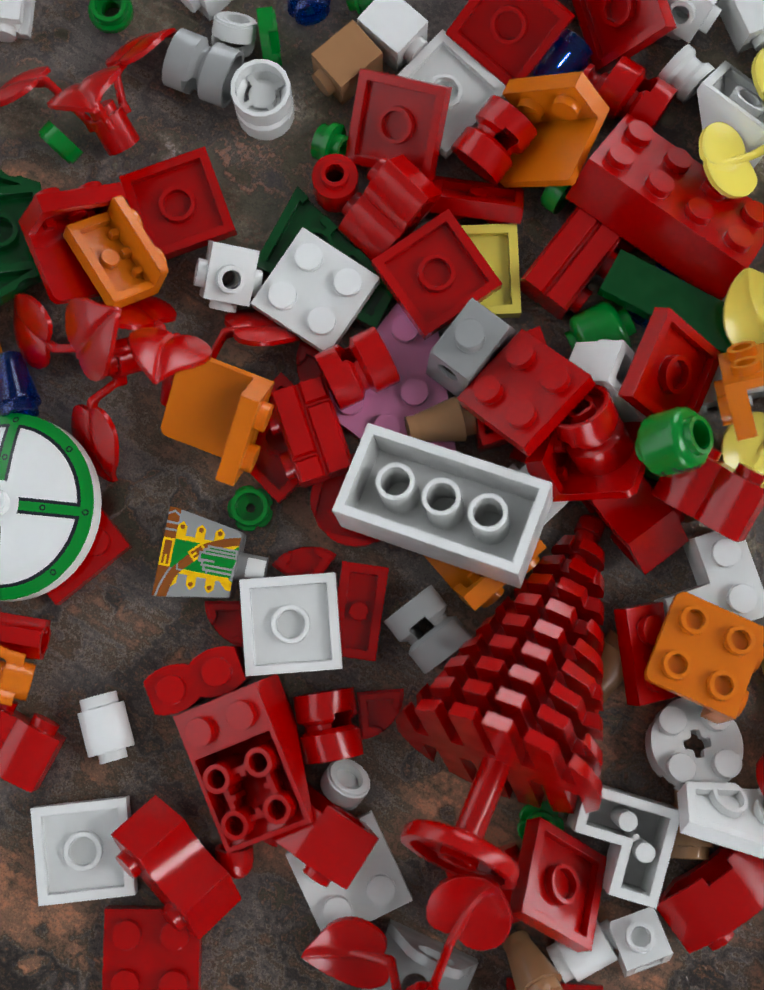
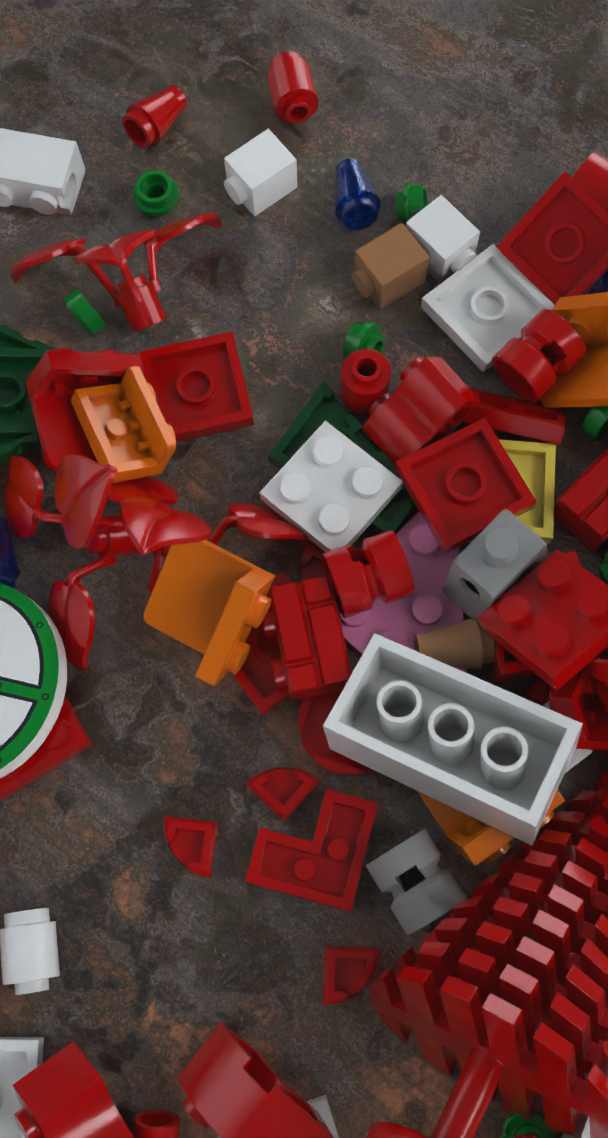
camera: 10 degrees right, 10 degrees down
(187, 684) = (128, 911): red brick -> none
(197, 66) = (237, 254): light grey wheel -> none
(203, 559) = (170, 767): torso -> none
(235, 29) = (280, 223): white tile -> none
(246, 279) = (253, 449): white brick -> none
(248, 763) = (188, 1019): red slope -> none
(249, 495) = (230, 702): green plate -> none
(263, 99) = (299, 291): white wheel -> none
(269, 34) = (313, 235): green tile -> none
(290, 624) = (258, 855): white plate -> none
(328, 725) = (287, 983): red wheel -> none
(345, 783) = (298, 1057): white tile -> none
(397, 118) = (439, 321): red plate -> none

